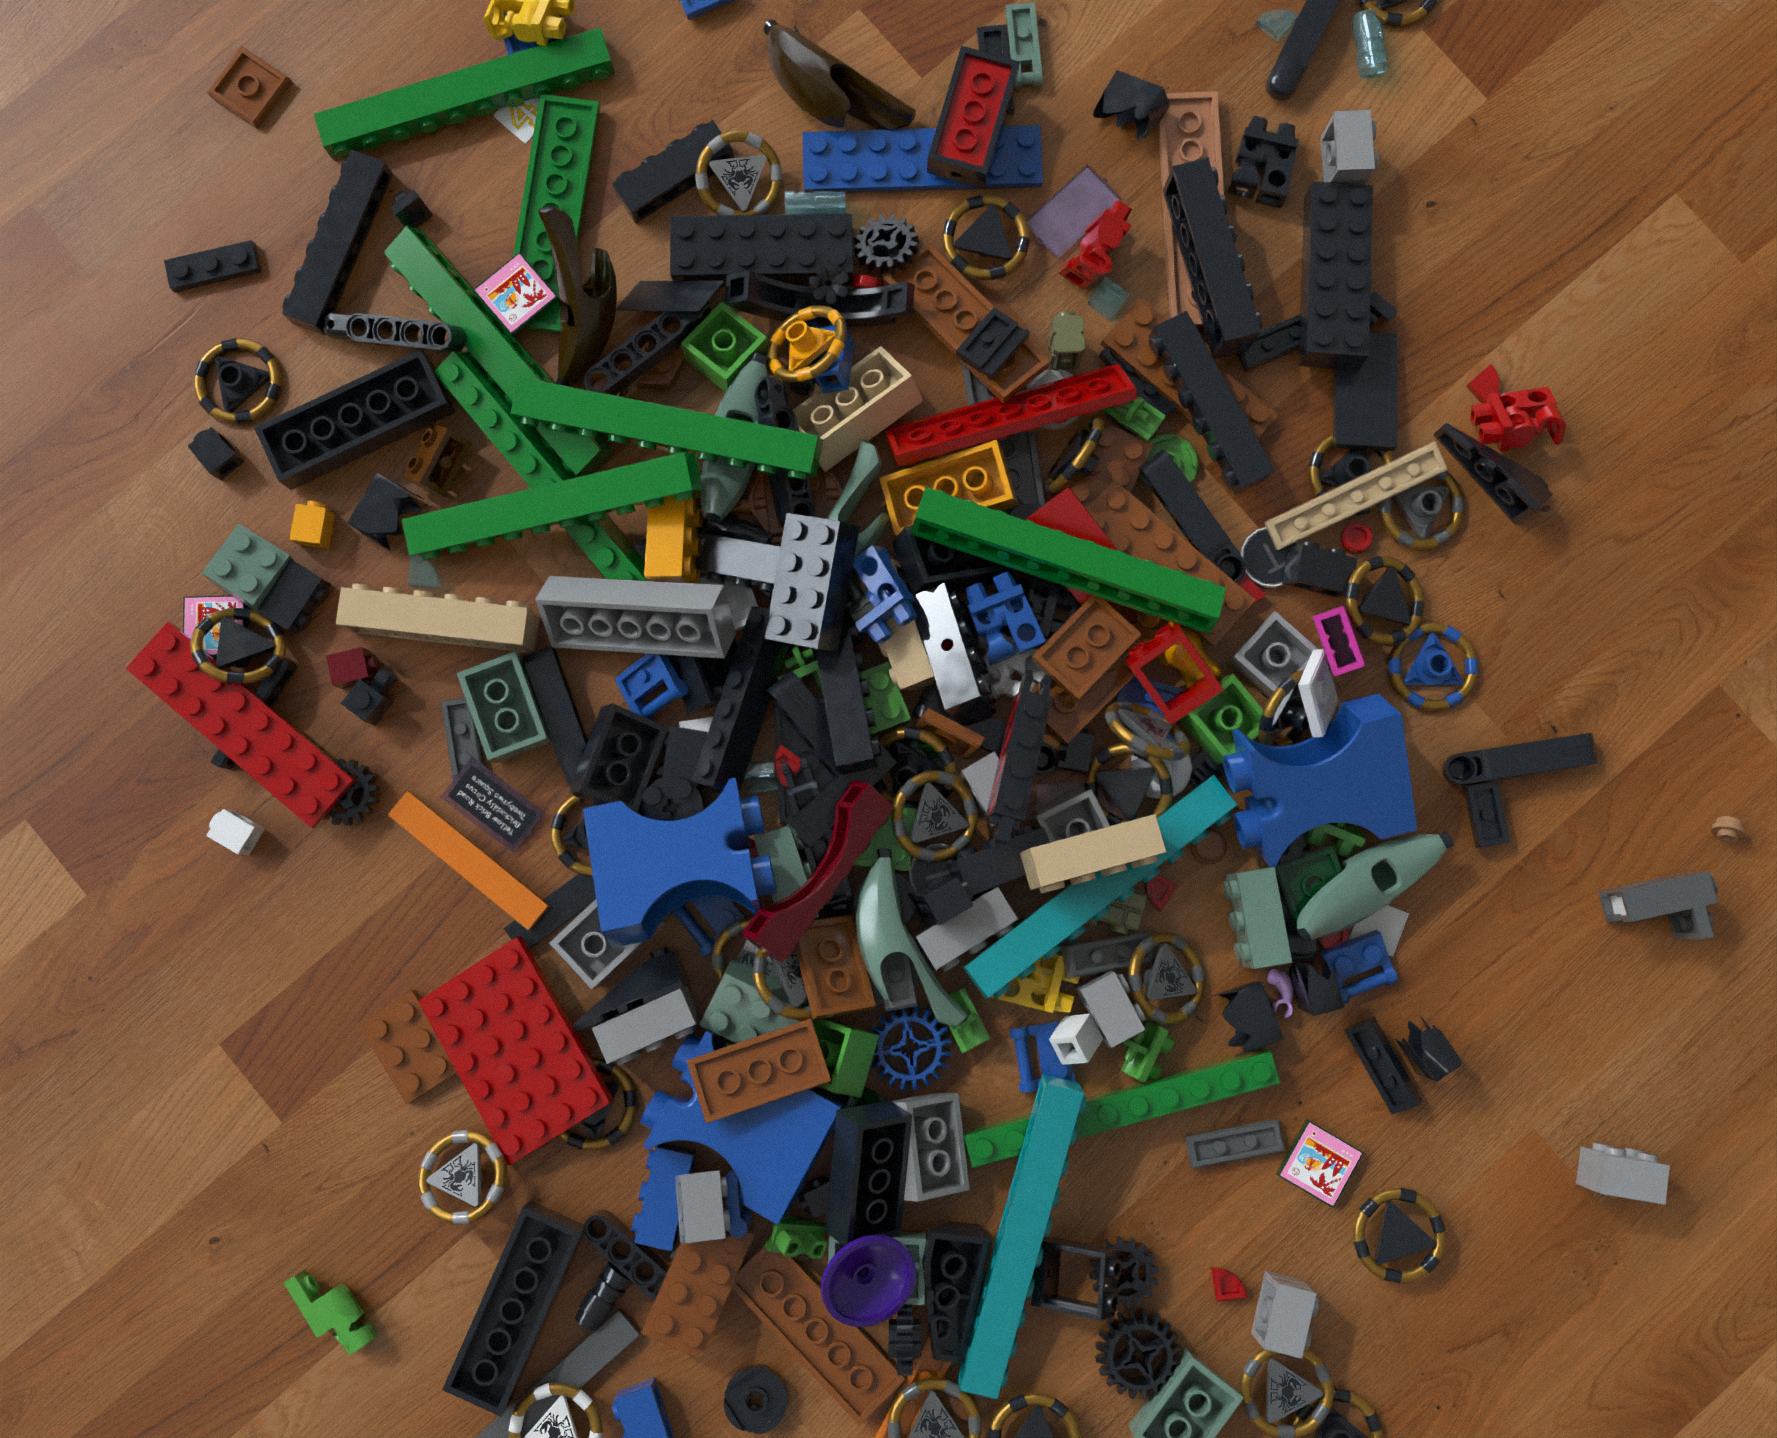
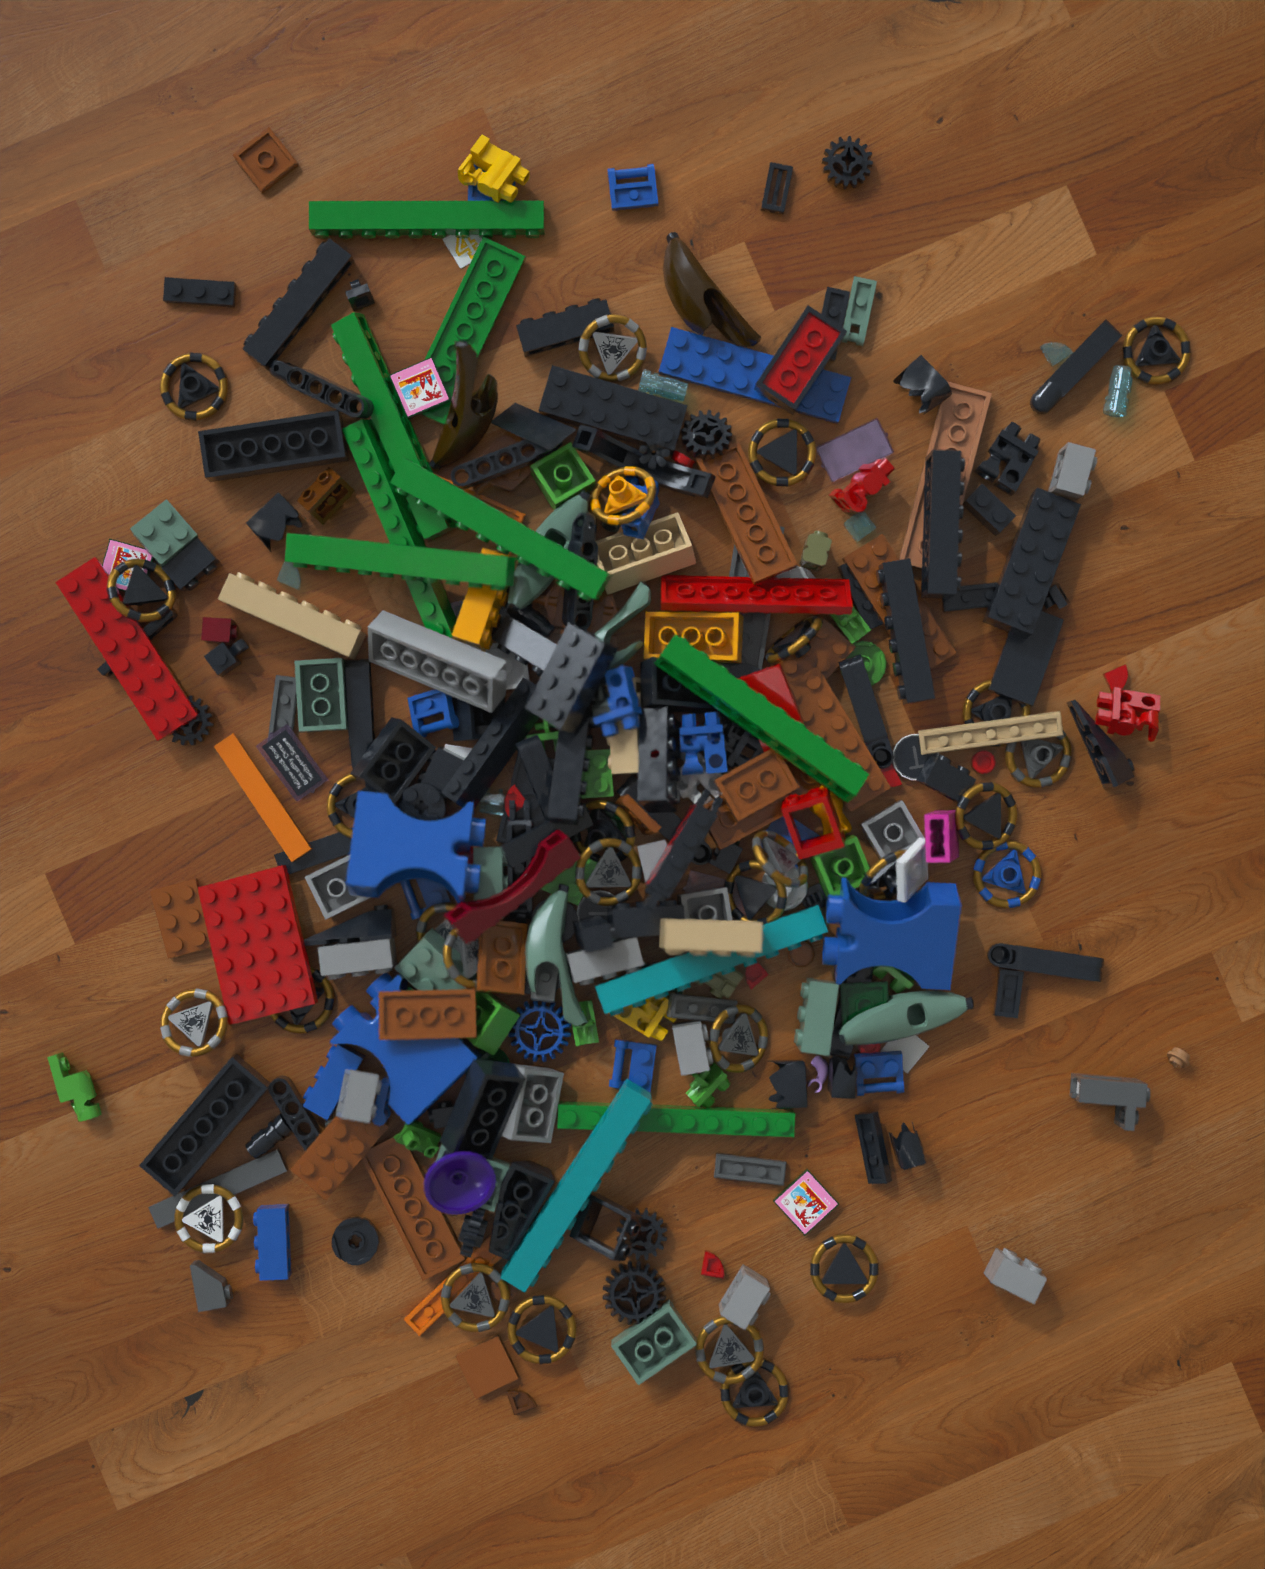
camera: 10 degrees right, 5 degrees up
(215, 453) = (162, 437): black brick -> none
(234, 831) = (99, 724): white brick -> none
(312, 525) = (219, 514): light orange brick -> none
(992, 343) = (759, 539): black plate -> none
(1076, 1039) = (659, 1061): white brick -> none
(1262, 229) = (989, 510): none -> black brick

